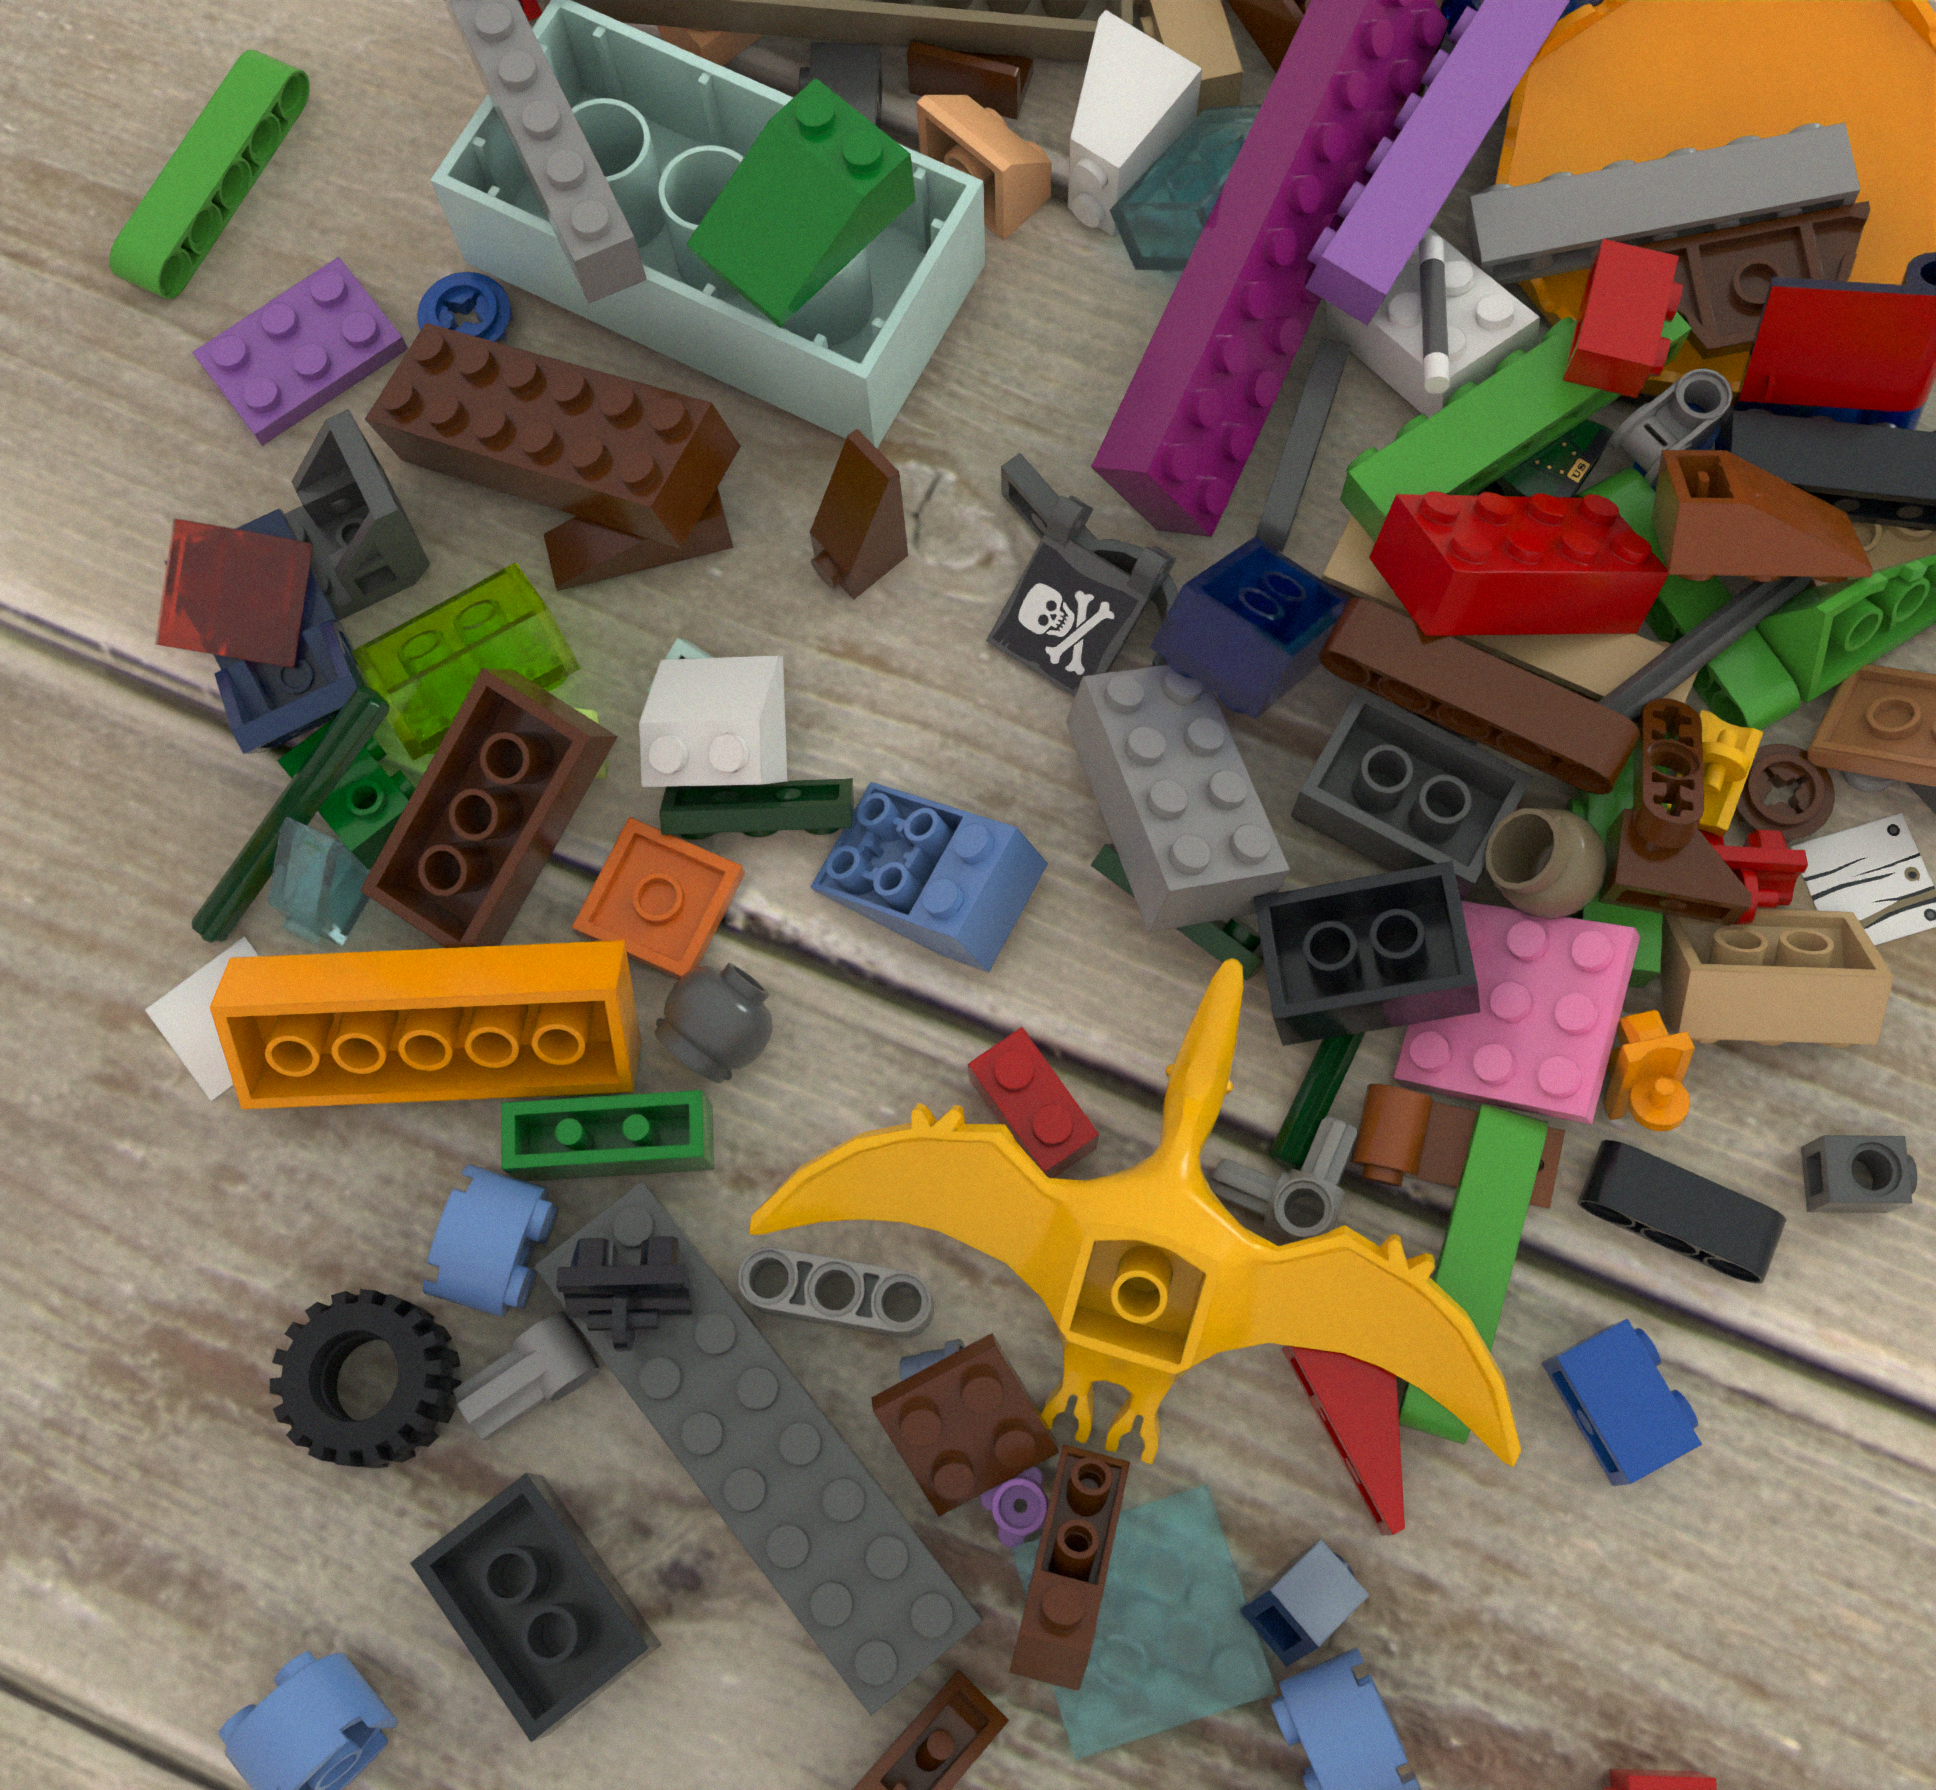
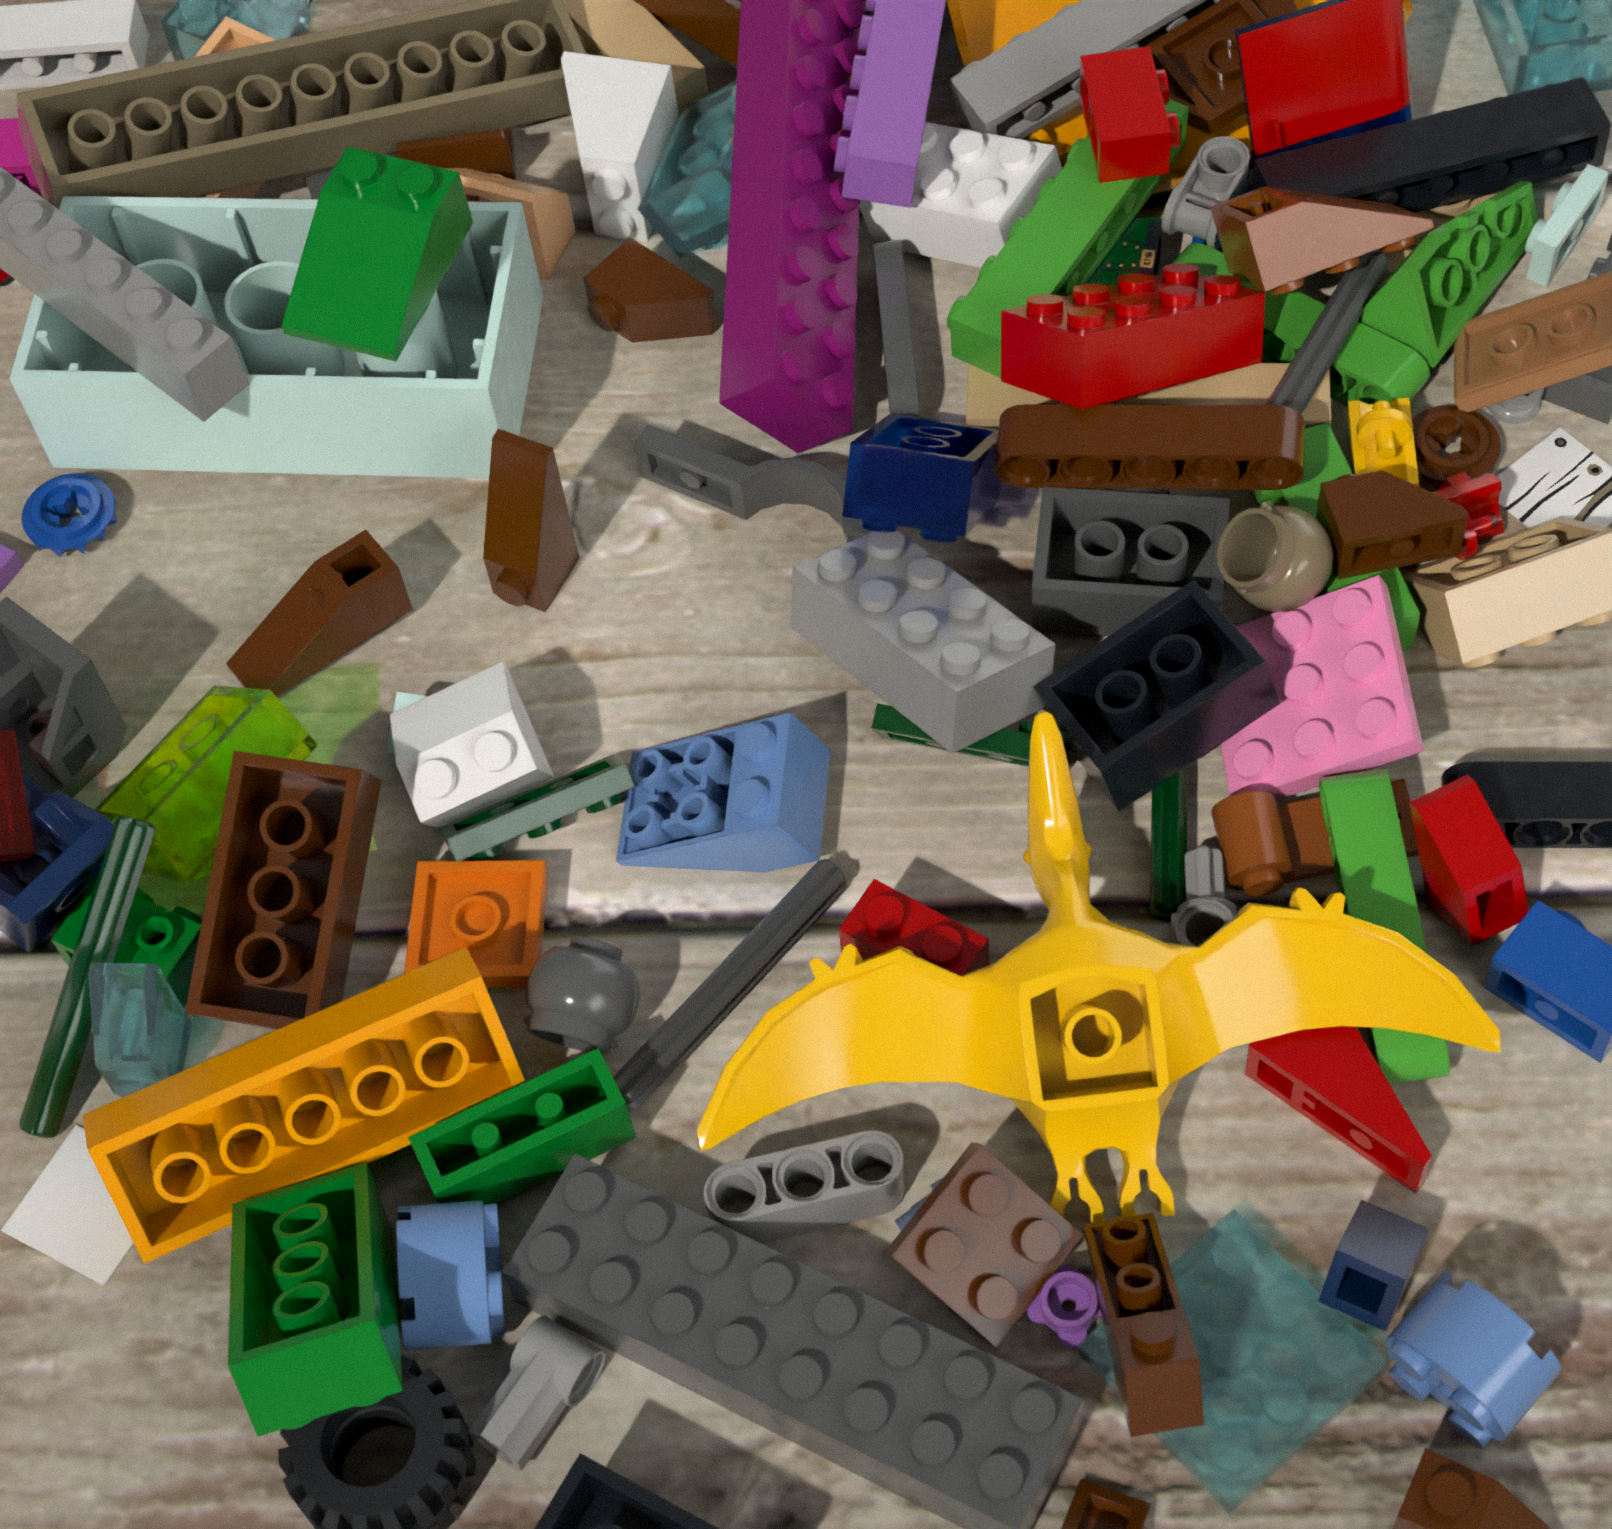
camera: 20 degrees left, 15 degrees down
(353, 1229) = (313, 1301): none -> green brick
(555, 433) = (209, 558): reddish brown brick -> none
(625, 1295) = (606, 1237): black hips -> none
(857, 1056) = (729, 983): none -> dark grey axle
(1074, 605) = (753, 527): flag -> none
(1083, 305) = (648, 297): none -> reddish brown slope
(1434, 315) = (964, 174): dark grey bar -> none
(1580, 1252) = (1467, 862): none -> red slope
(1649, 1073) = (1451, 696): light orange hips -> none
(1654, 787) = (1345, 444): reddish brown beam -> none

